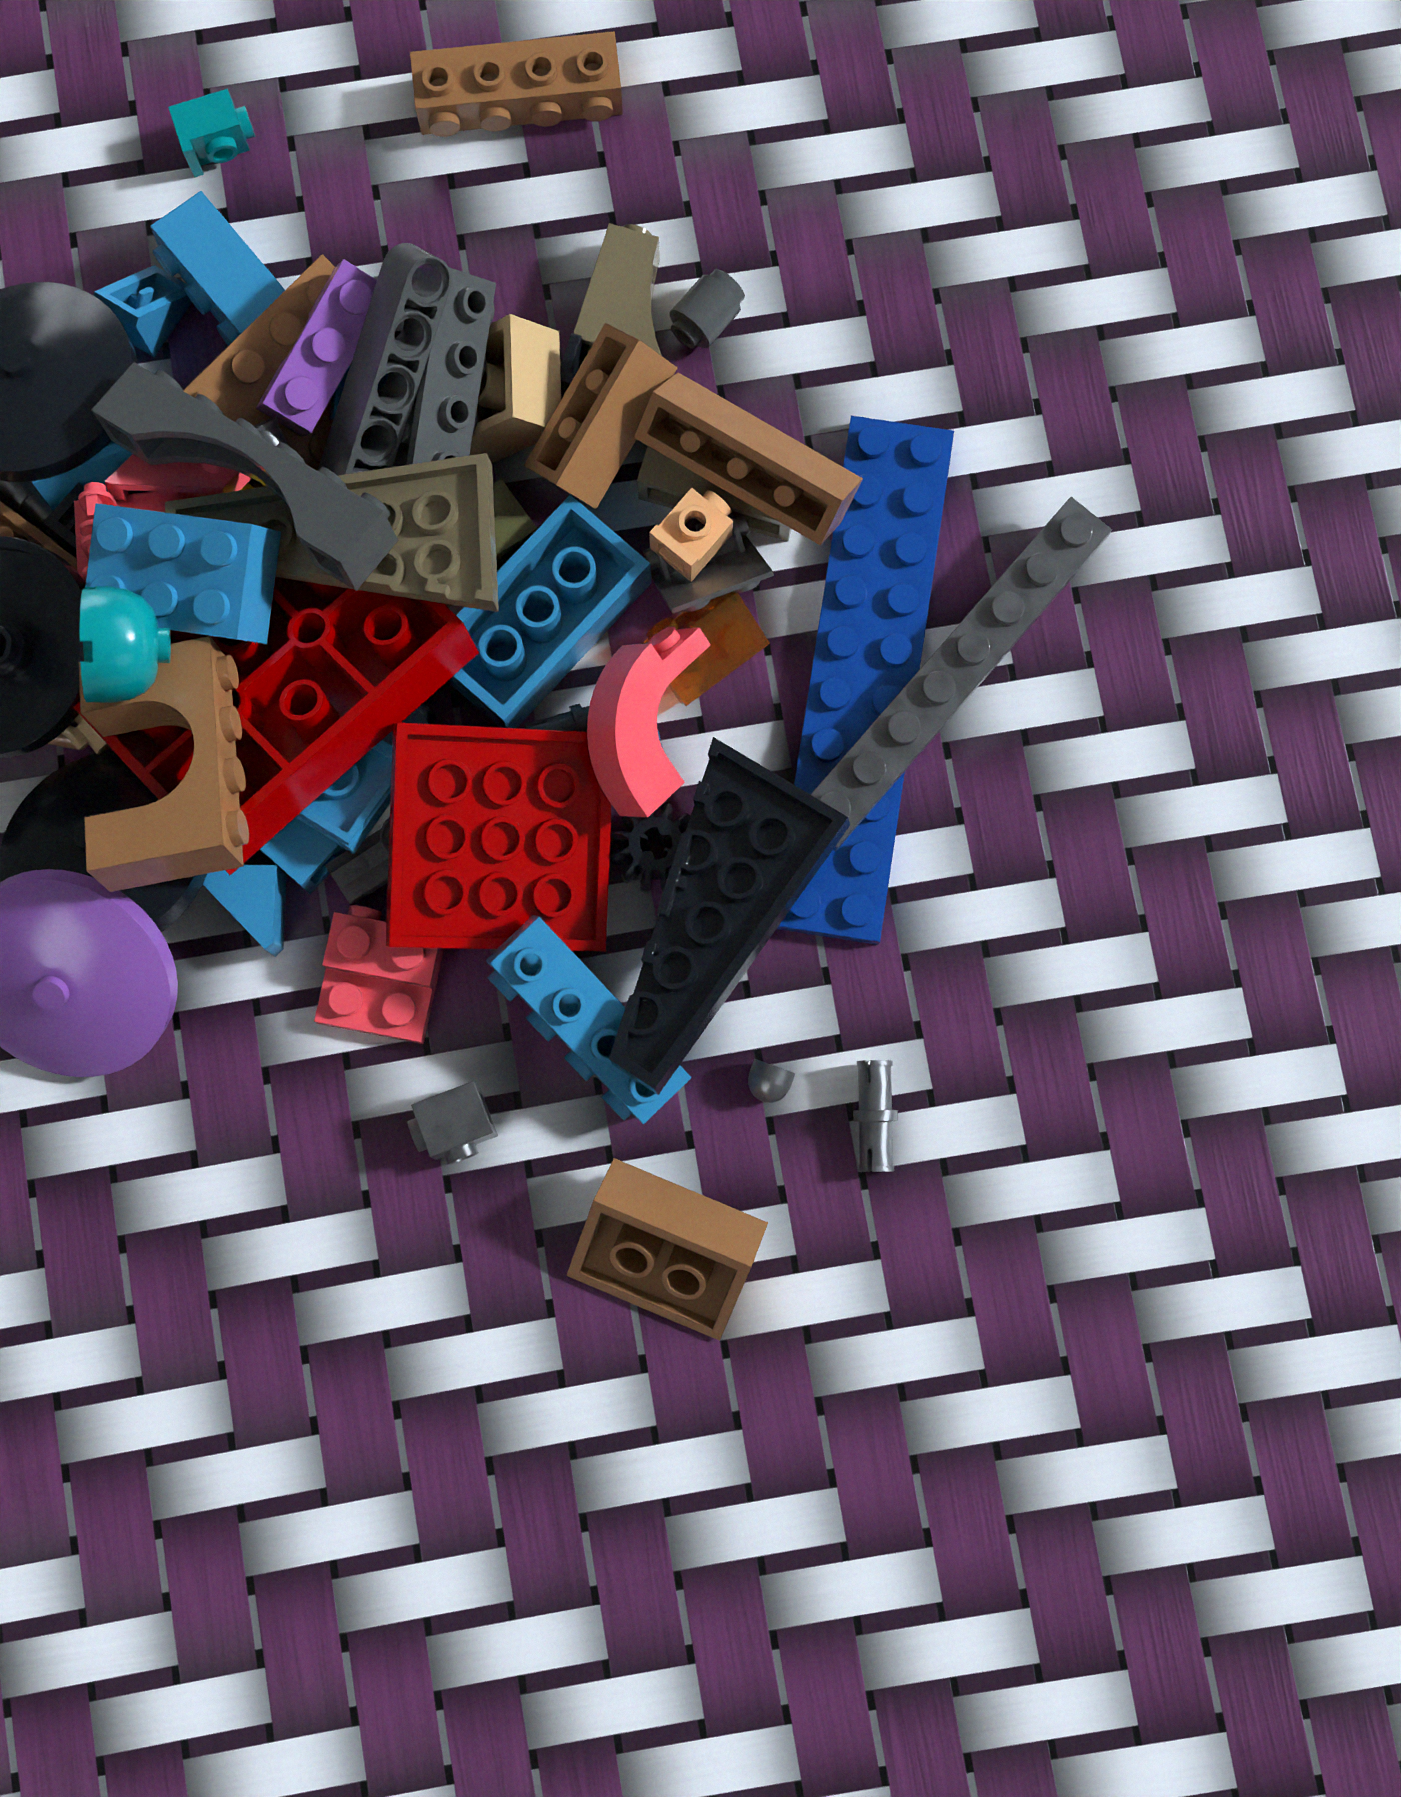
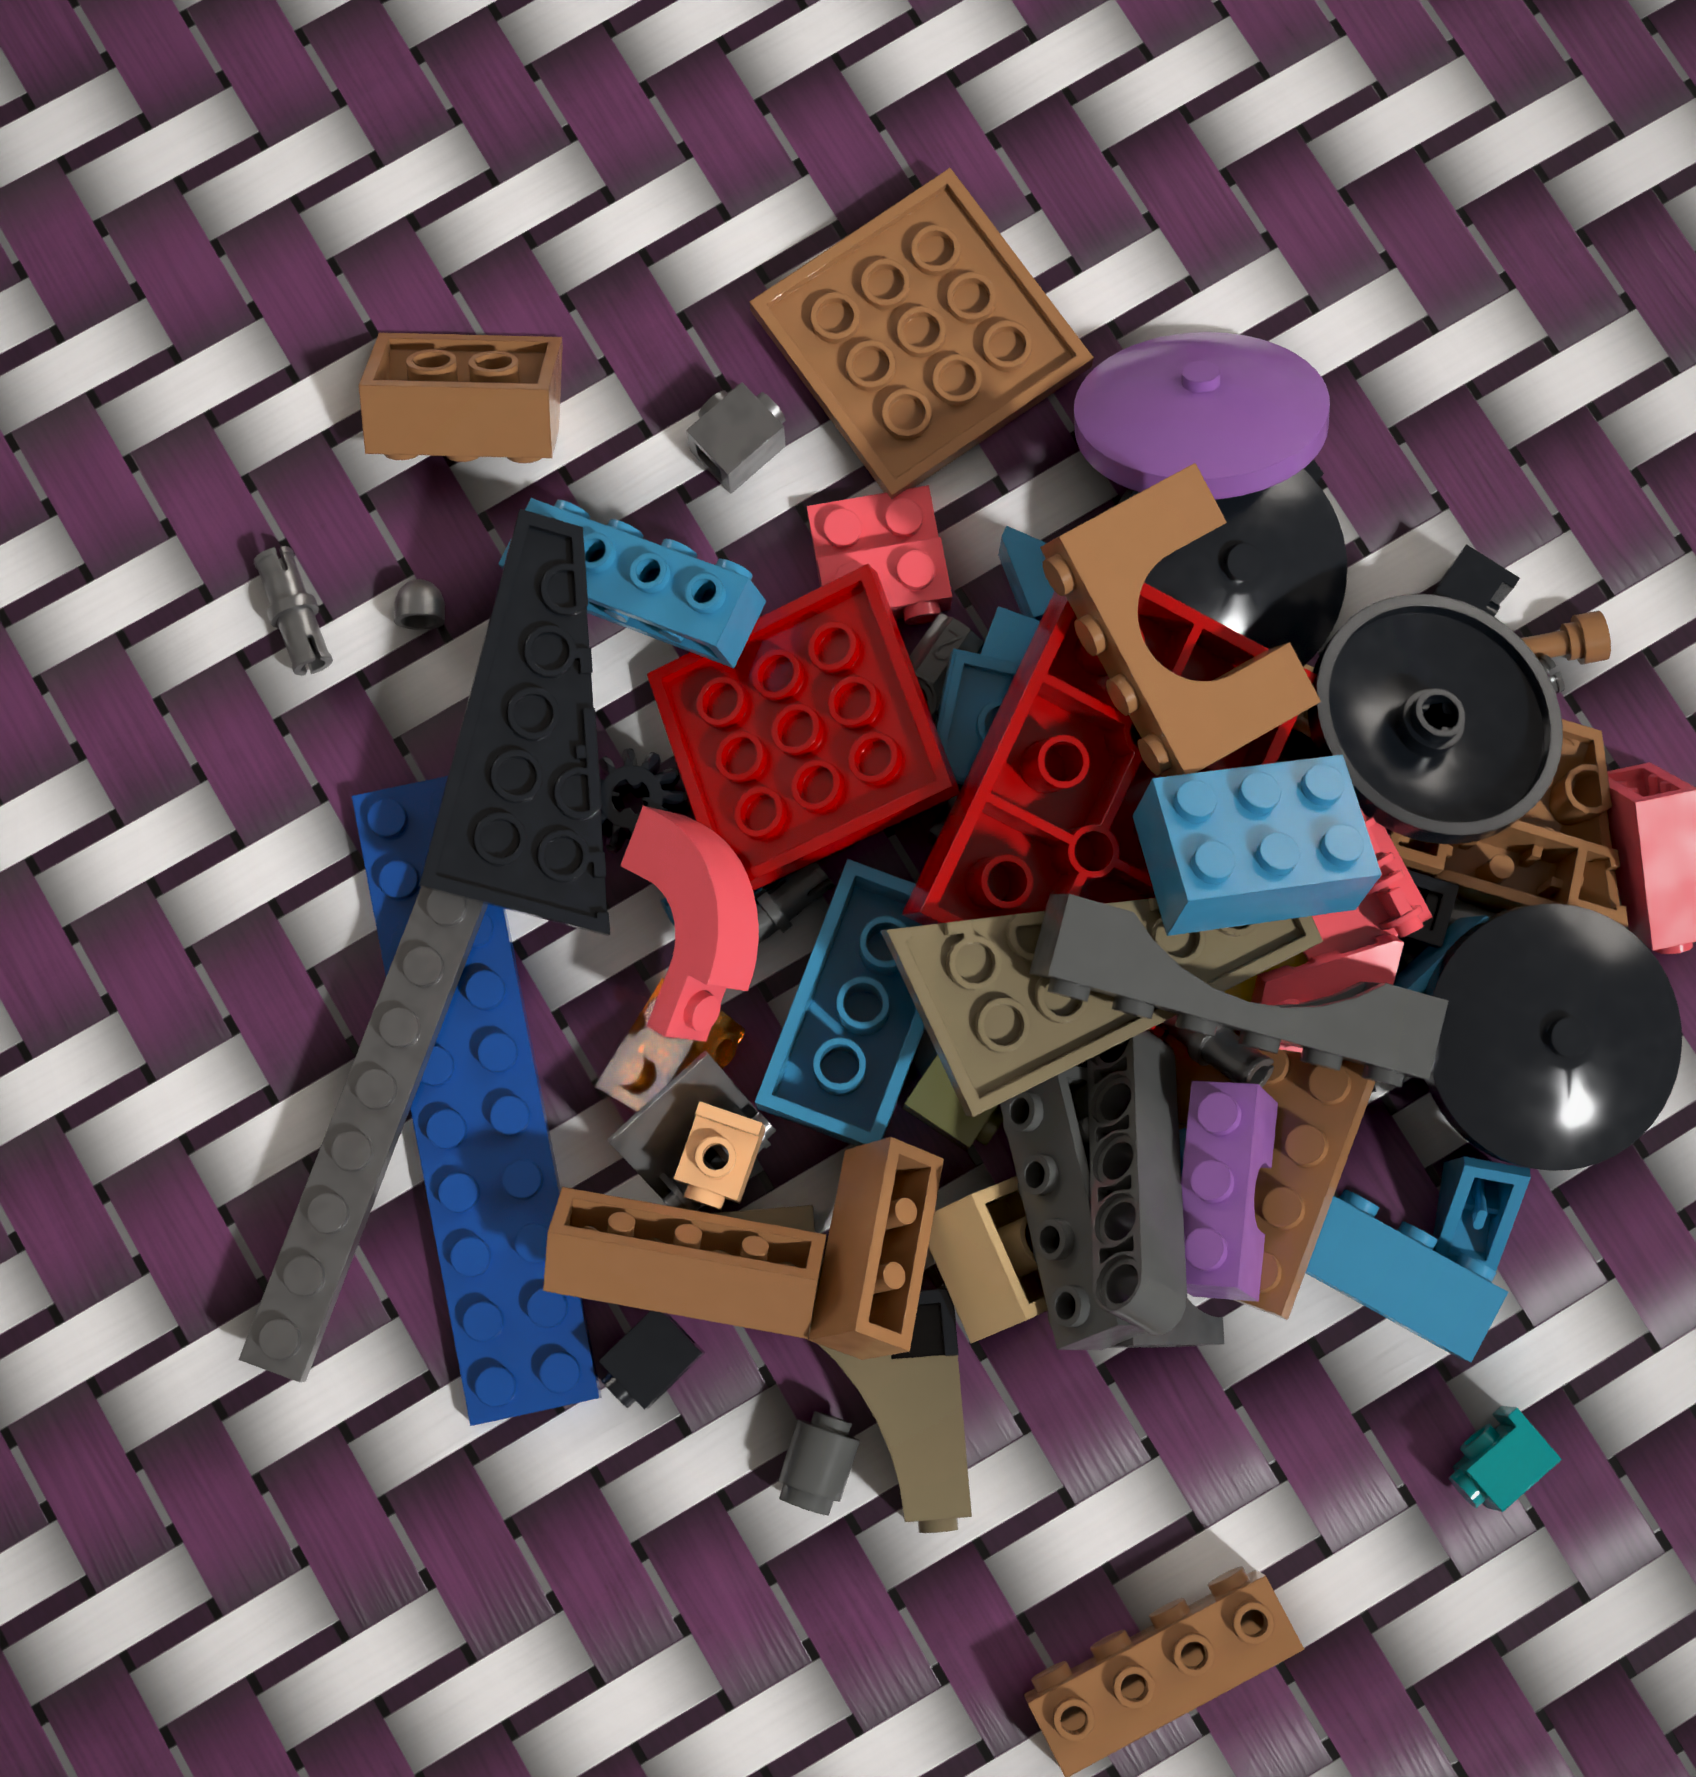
camera: 160 degrees right, 0 degrees up
(119, 644) = (1272, 713): teal cylinder -> none
(264, 1155) = (921, 334): none -> medium nougat plate
(807, 418) = (649, 1360): none -> black brick

